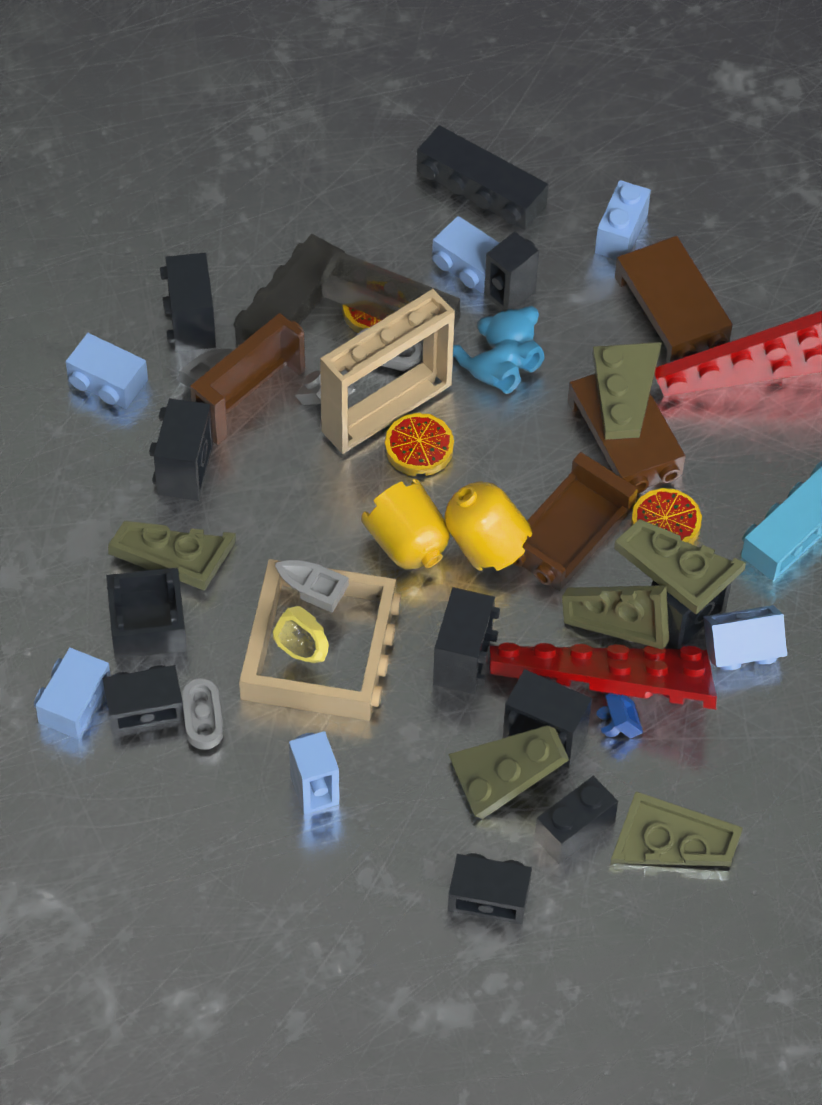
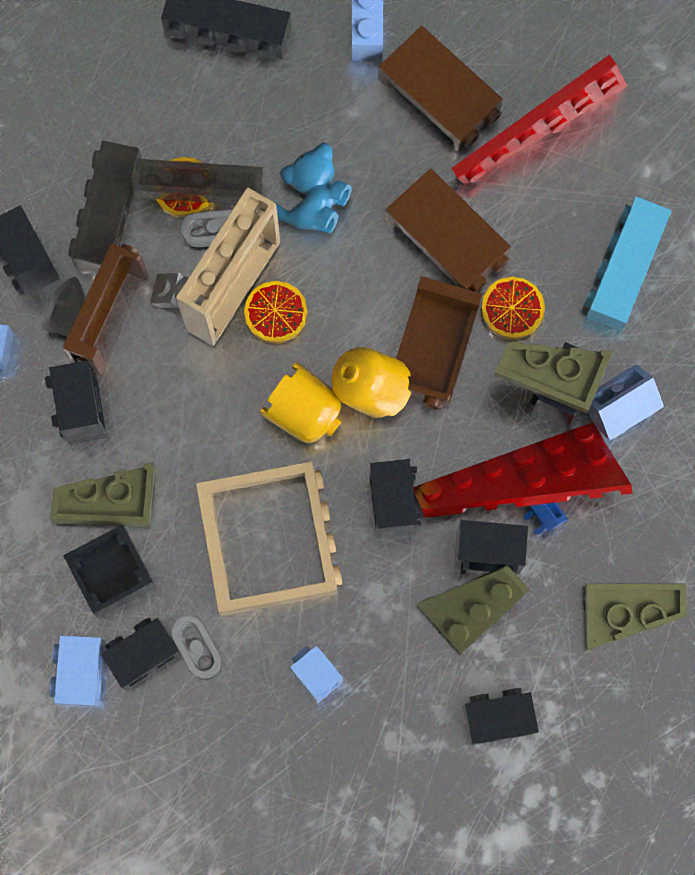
camera: 20 degrees left, 20 degrees up
(301, 635) = (258, 556): rock -> none
(314, 582) = (244, 496): light grey plate -> none
(463, 252) = (247, 107): light blue brick -> none
(511, 271) = (293, 115): black brick -> none
(576, 819) = (547, 628): black brick -> none
(620, 611) = (516, 422): olive wing -> none
(624, 386) = (435, 198): olive wing -> none

